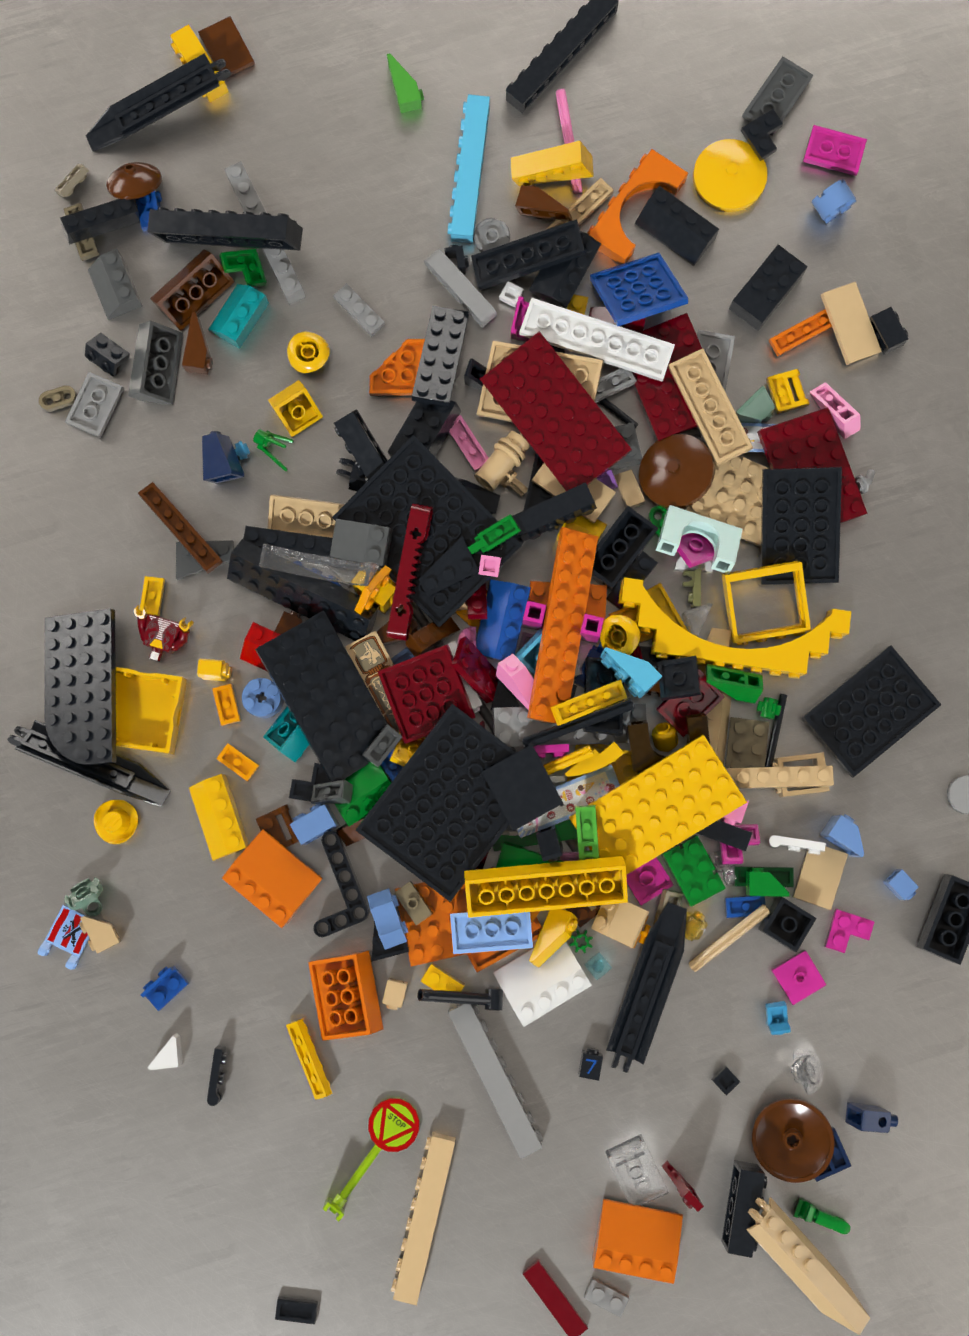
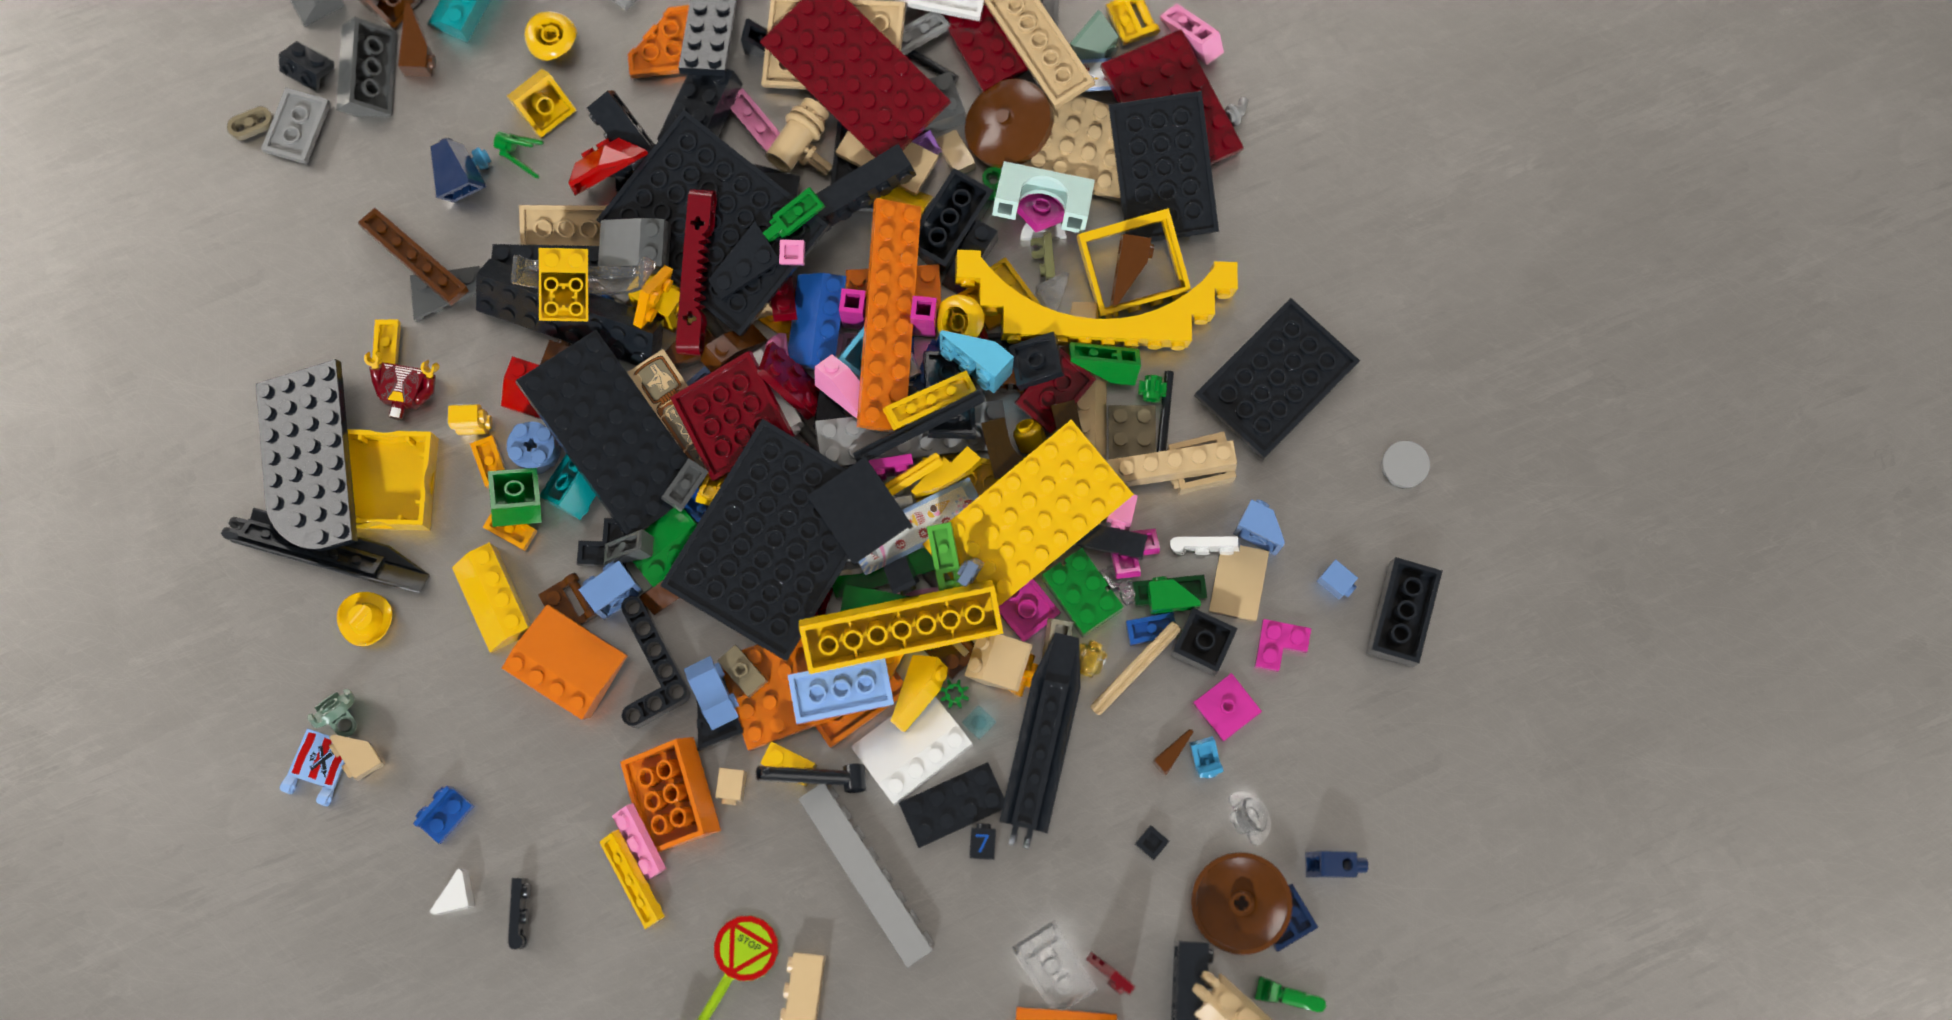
camera: 10 degrees left, 5 degrees down
(244, 738) = (514, 497): none -> green brick
(301, 571) = (563, 284): none -> yellow slope
(317, 1029) = (639, 841): none -> bright pink plate
(343, 469) = (602, 163): none -> red wedge
(570, 1030) = (953, 805): none -> black plate
(606, 849) = (969, 571): none -> sand blue plate
(751, 1009) = (1168, 757): none -> reddish brown slope
(765, 603) = (1131, 260): none -> reddish brown slope

